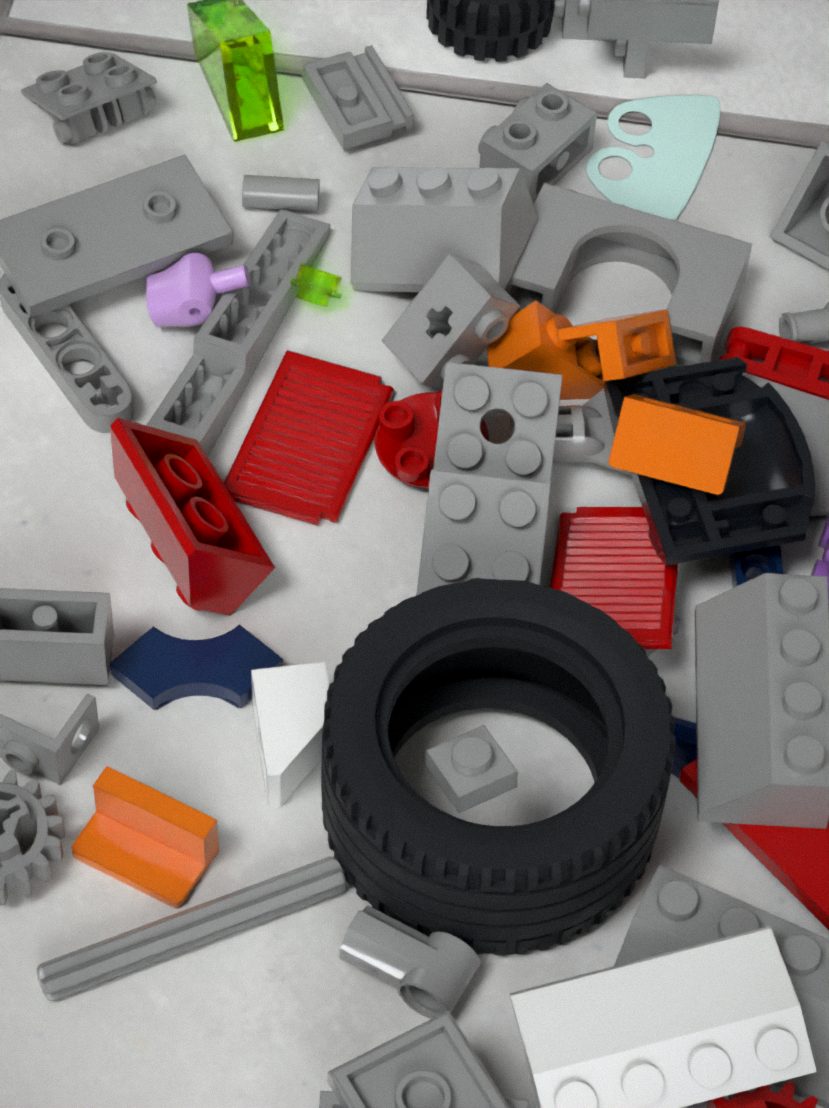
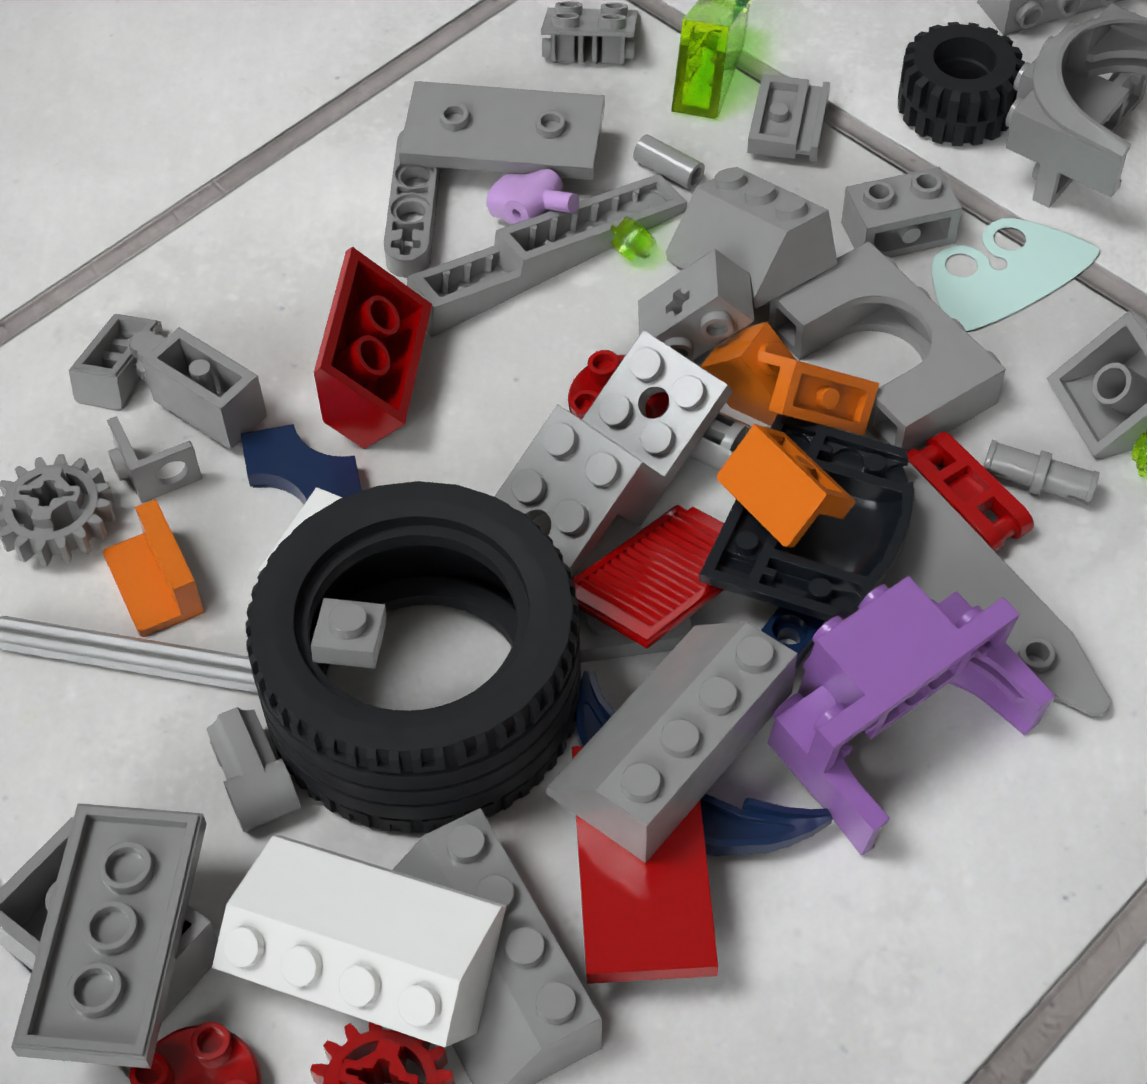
camera: 40 degrees right, 0 degrees up
(308, 439) = (531, 351): red window -> none

